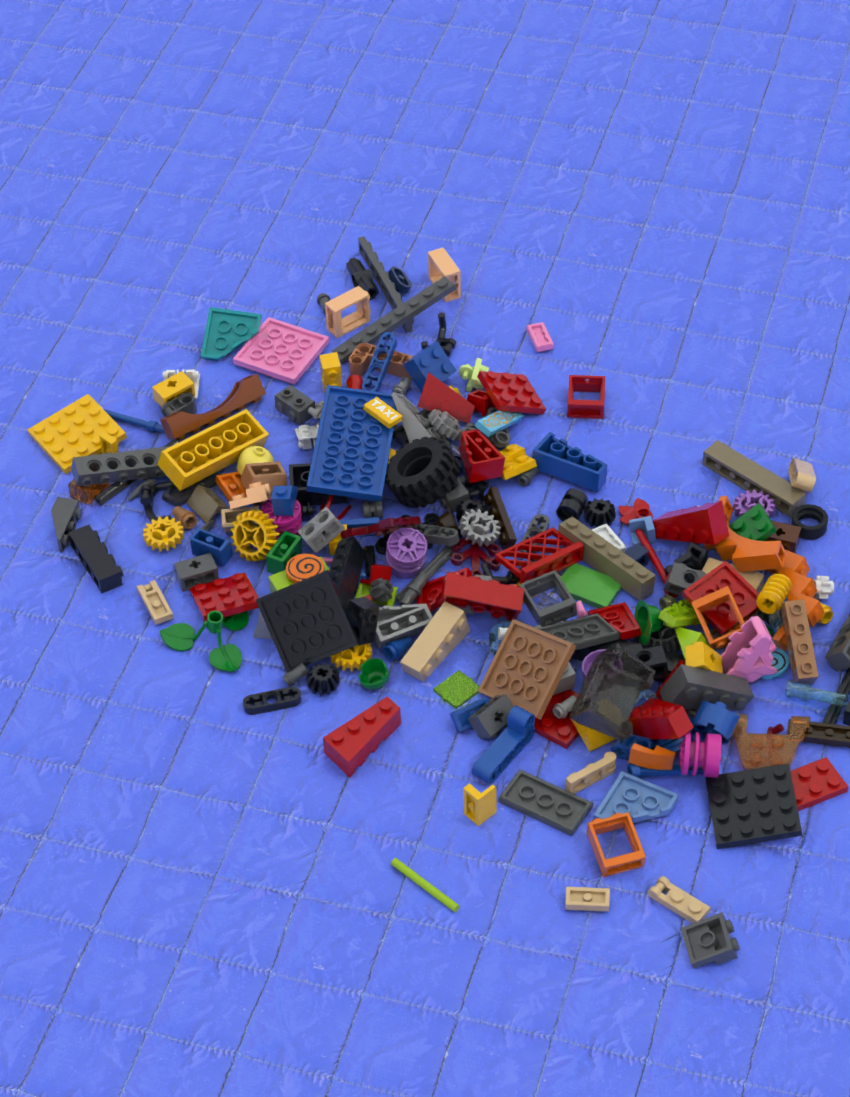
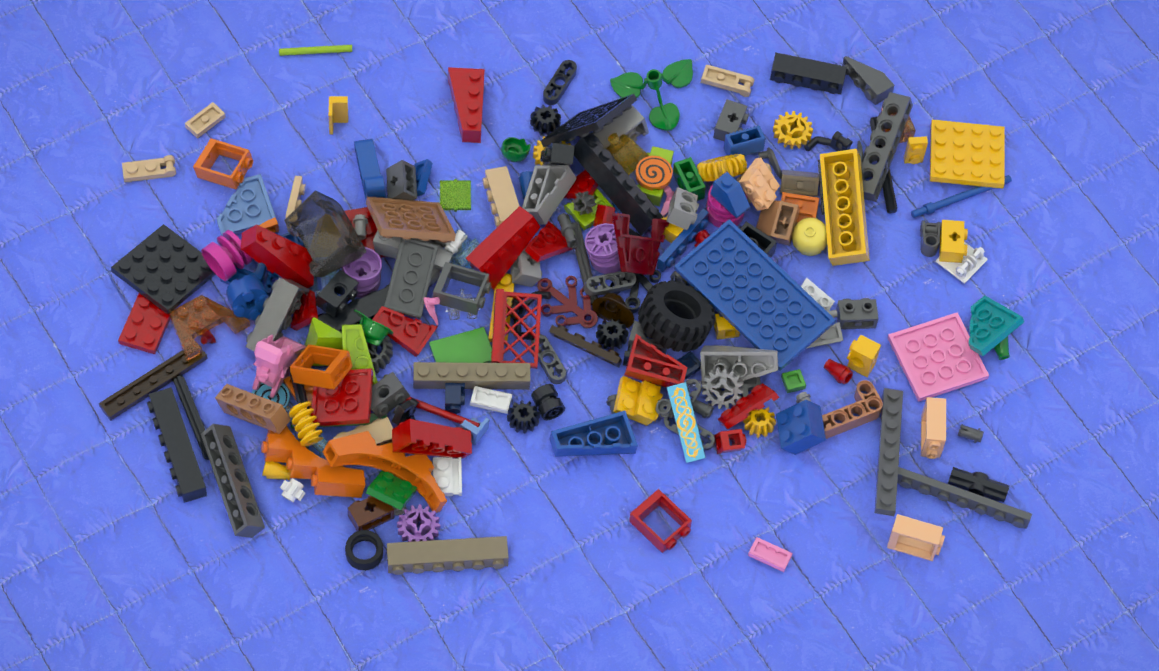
camera: 125 degrees right, 15 degrees up
(187, 518) = (799, 156): medium nougat cone -> none
(225, 595) = (685, 119): red plate -> none
(244, 391) = (905, 220): dark orange arch -> none
(295, 674) = (567, 106): dark grey pin -> none
(380, 364) = (845, 395): blue beam -> none
(382, 412) = (765, 333): yellow tile -> none
(400, 280) = (948, 512): dark blue plate -> none
(446, 344) = (832, 470): black piece -> none
(471, 374) = (772, 472): yellowish green hips -> none
(479, 527) = (588, 319): light grey gear -> none
(511, 392) = (715, 466): red plate -> none
(545, 802) = (310, 162): dark grey tile -> none
(639, 510) = (503, 445): red plate -> none
(703, 657) = (297, 325): yellow brick -> none
(710, 941) = (99, 153): dark grey plate -> none
(801, 475) = (409, 580): tan beam -> none
(807, 692) = (213, 387): clear light blue pin -> none

